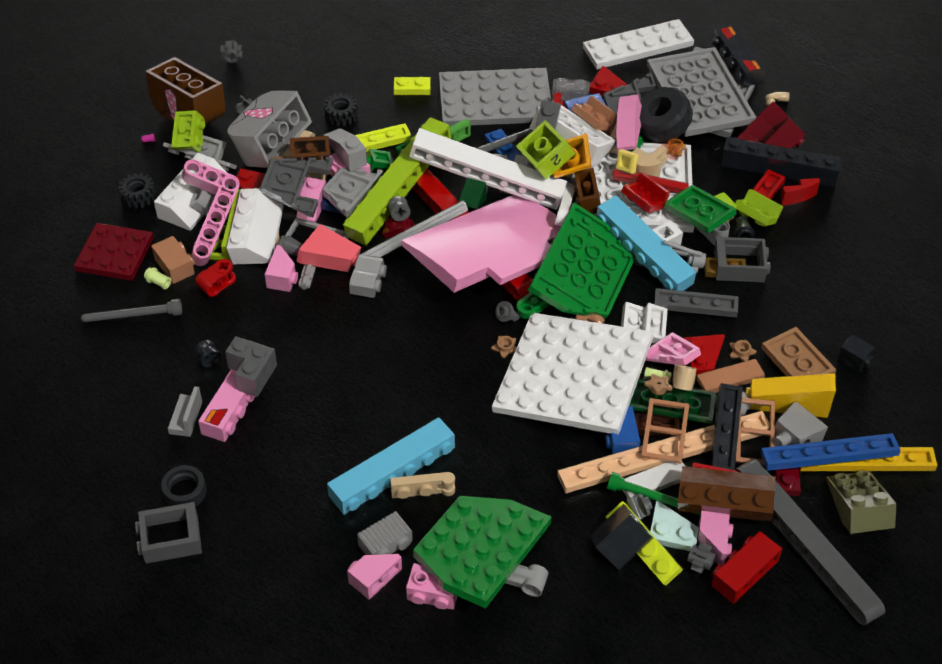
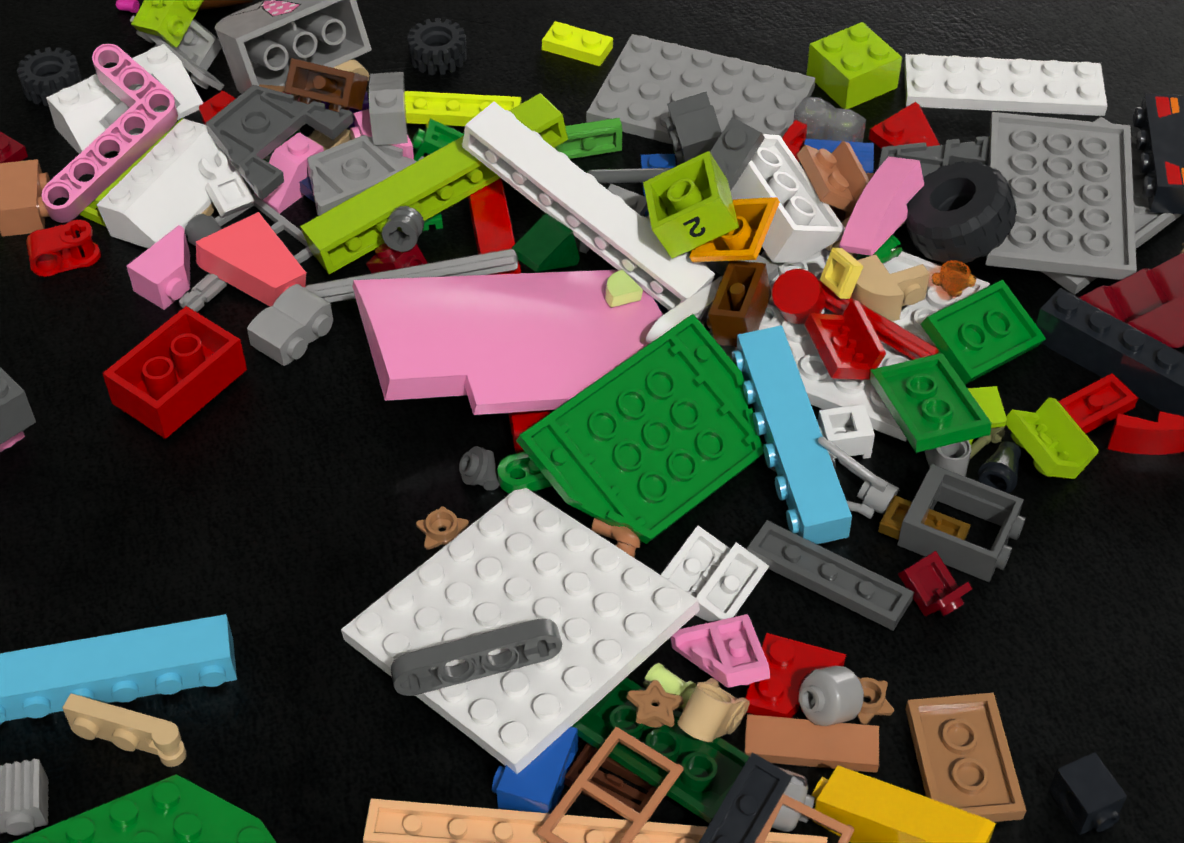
camera: 25 degrees right, 0 degrees up
(285, 218) = (225, 189): none -> white plate
(327, 317) = (175, 371): none -> red brick
(511, 113) = (692, 126): none -> dark grey brick
(524, 203) = (622, 289): none -> yellowish green tile
(562, 55) = (854, 65): none -> lime brick
(573, 390) = (413, 671): none -> dark grey beam
(611, 179) = (798, 295): none -> red piece
(702, 168) = (983, 331): none -> green plate
(730, 352) = (830, 695): none -> light grey head
(745, 291) = (933, 585): none -> dark red bracket

